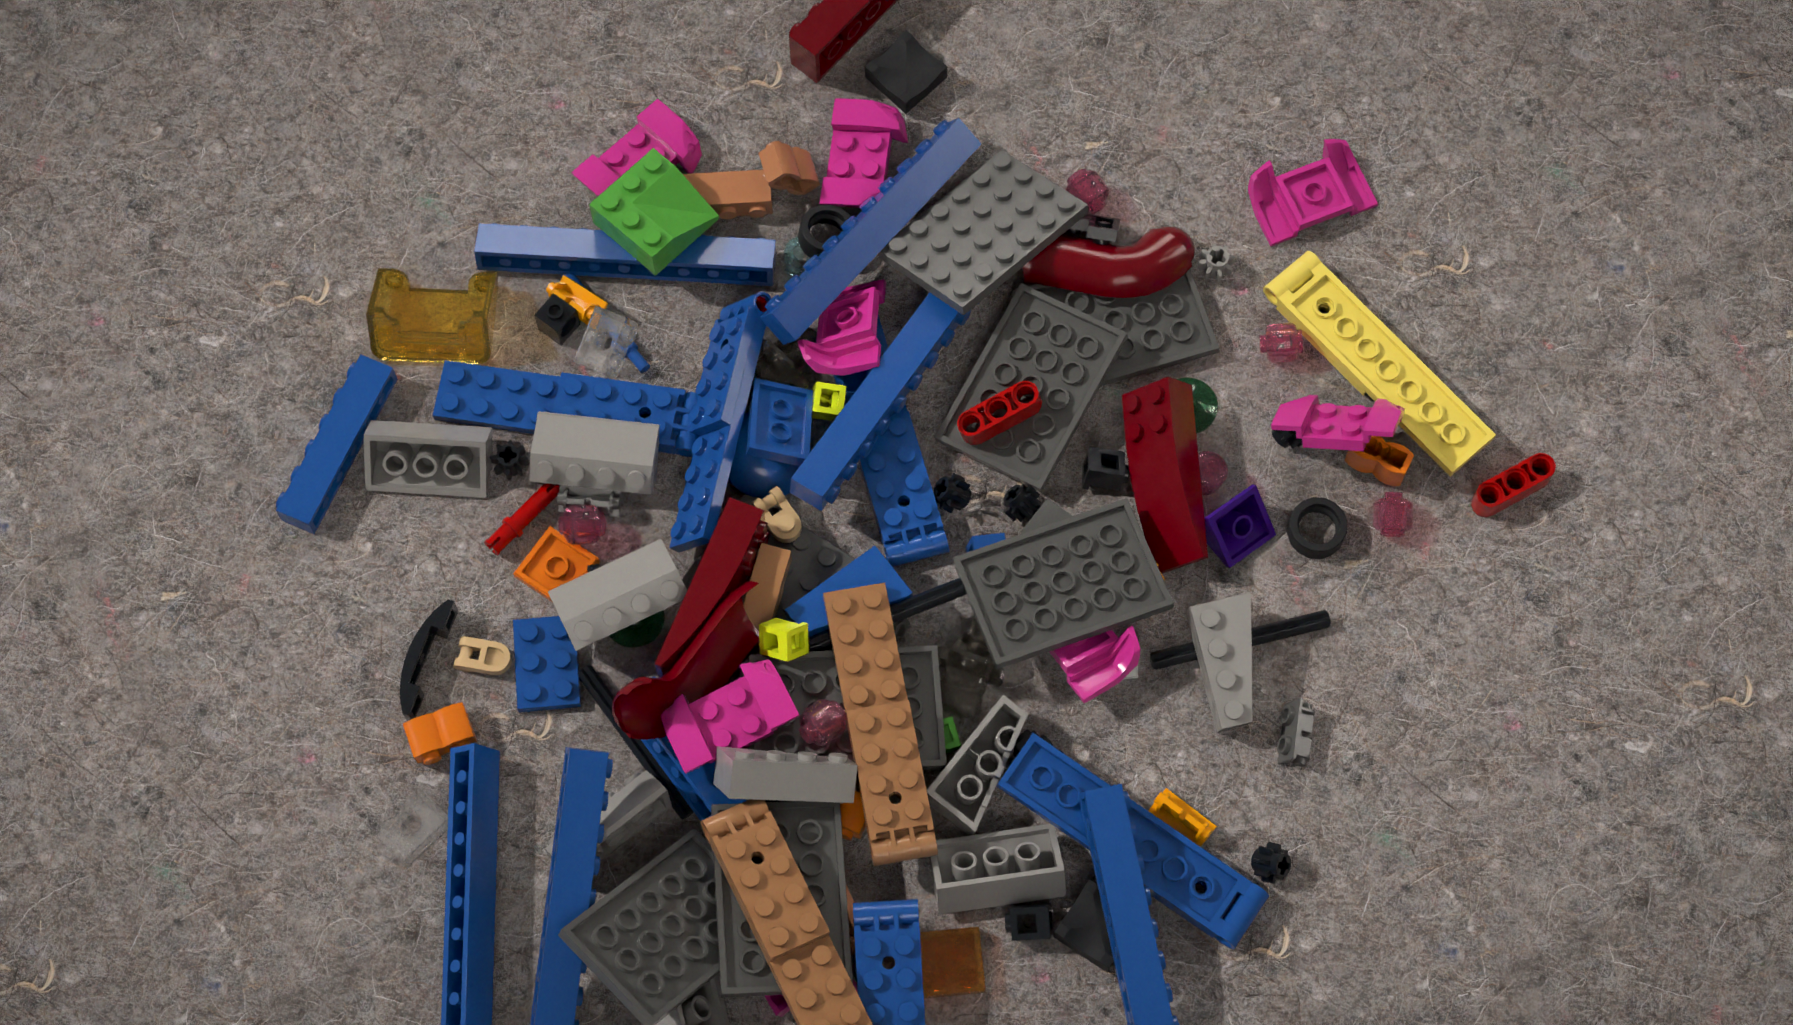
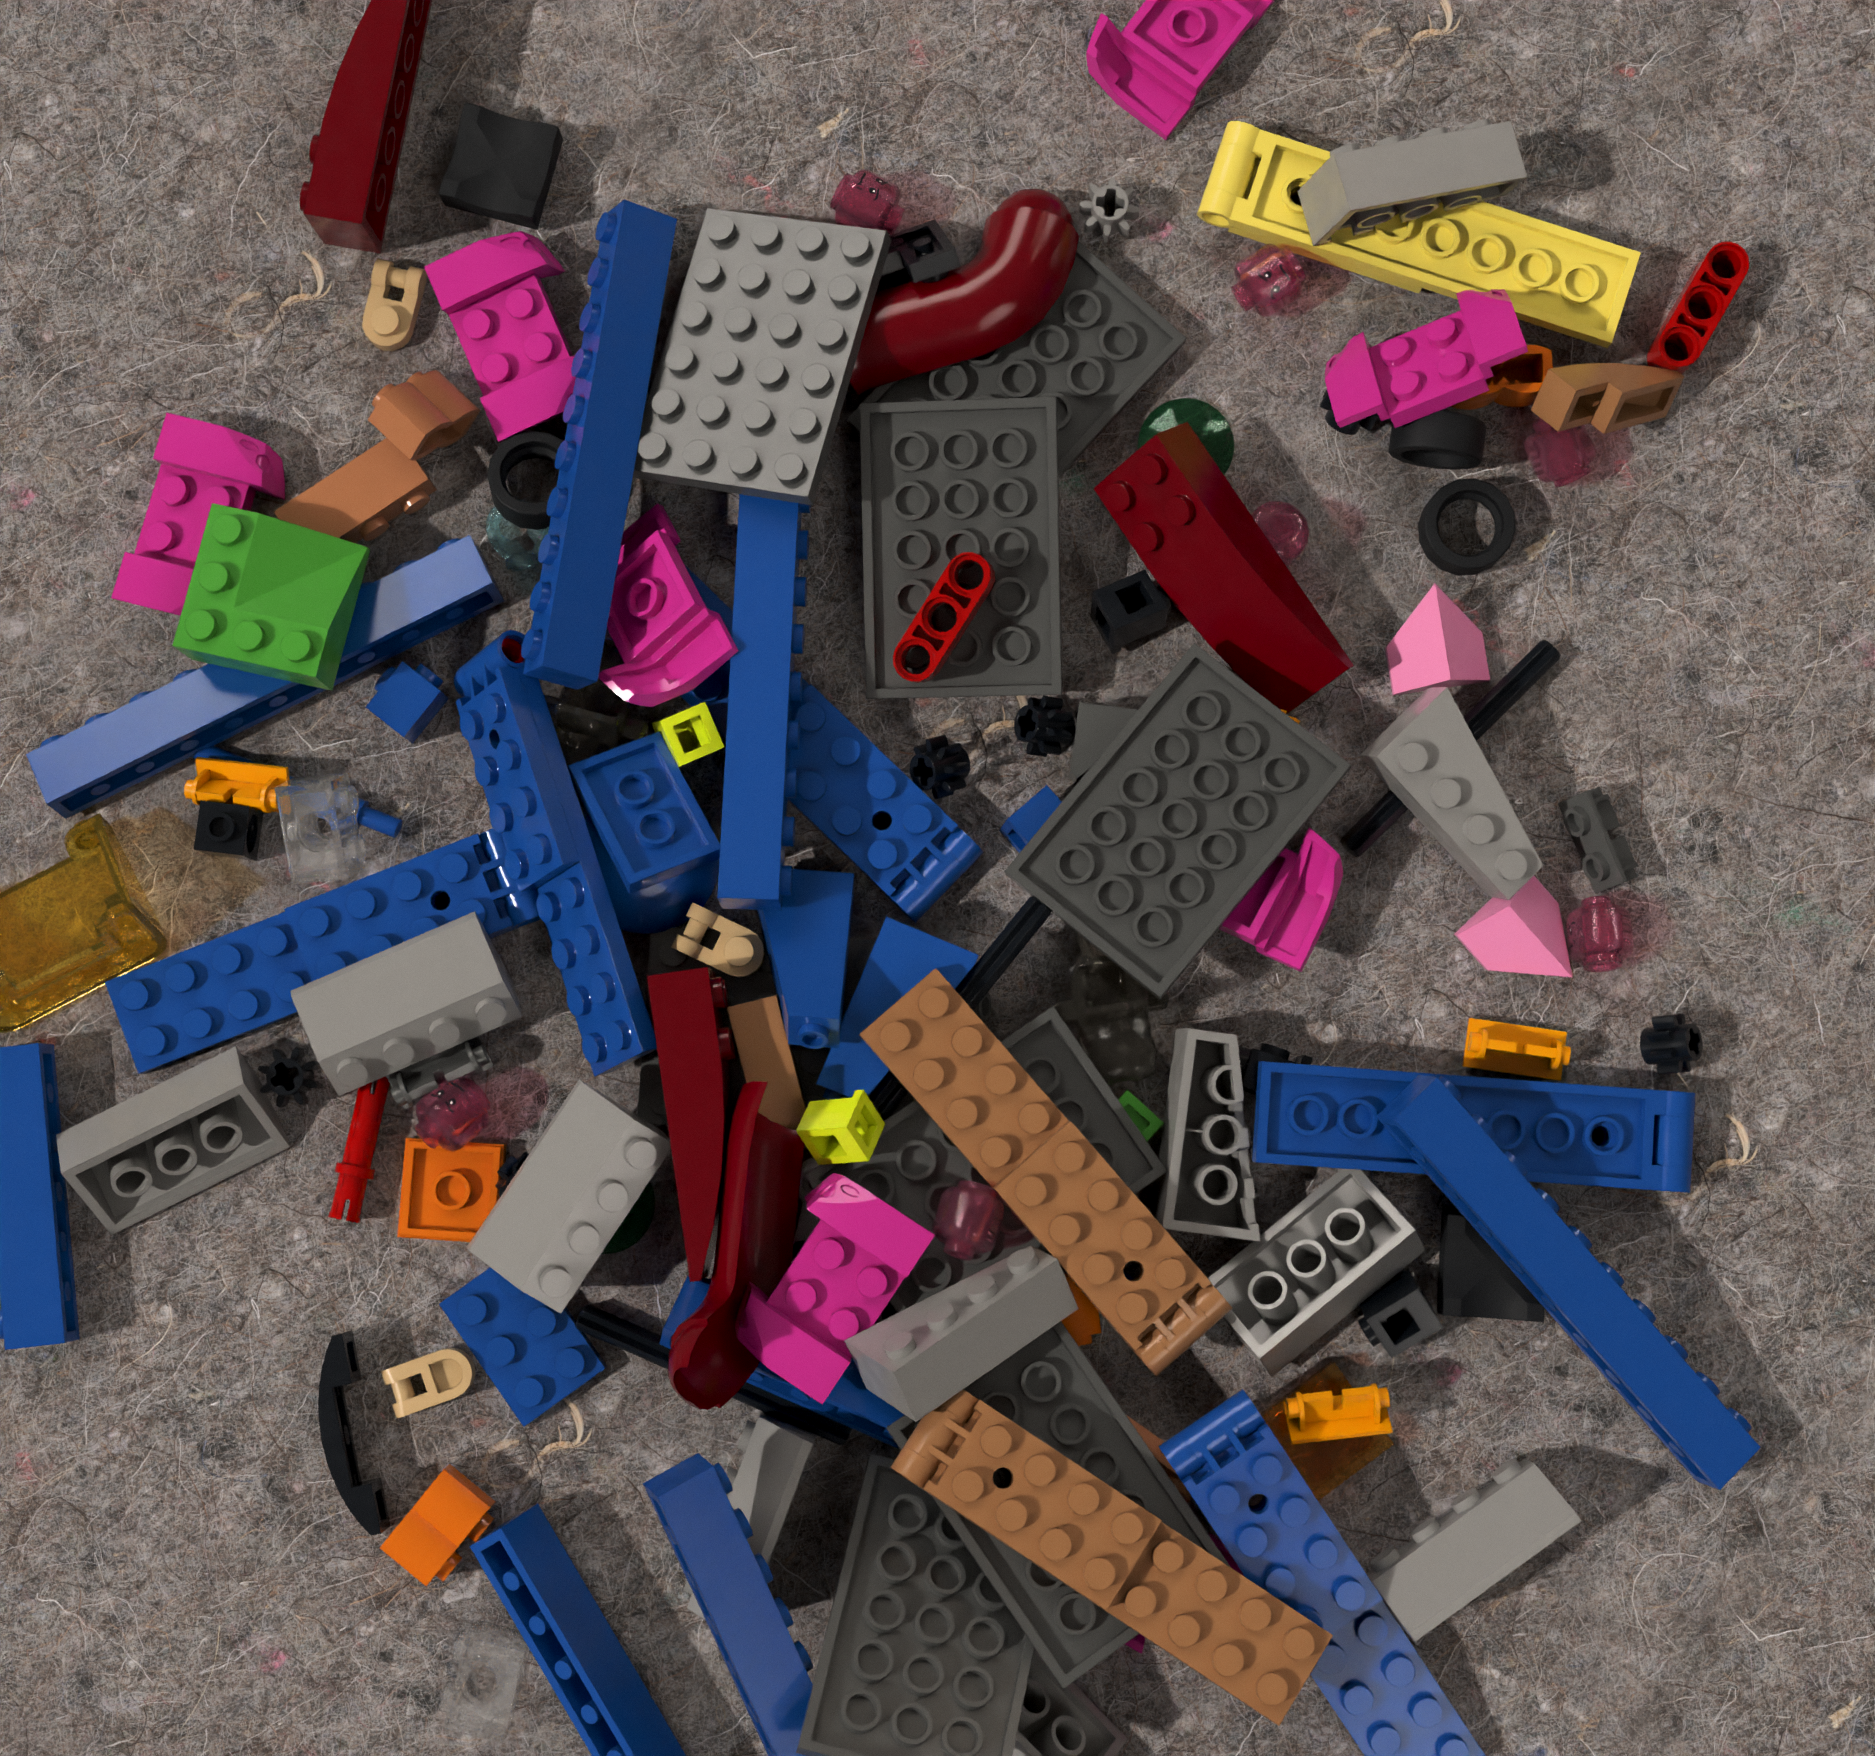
camera: 30 degrees left, 15 degrees up
(691, 306) = (407, 699): none -> blue brick
(800, 118) = (387, 321): none -> tan plate
(825, 543) = (810, 955): none -> blue slope
(949, 944) = (1330, 1417): none -> light orange hinge
(1221, 755) = (1519, 934): none -> bright pink slope
(1239, 527) = (1363, 589): dark purple slope -> none
(1265, 782) = (1599, 934): none -> clear pink head
(1266, 579) = (1436, 648): none -> bright pink slope
(1326, 471) = (1440, 441): none -> black tyre
(1386, 325) = (1410, 177): none -> light grey wedge
(1433, 497) = (1605, 395): none -> medium nougat slope

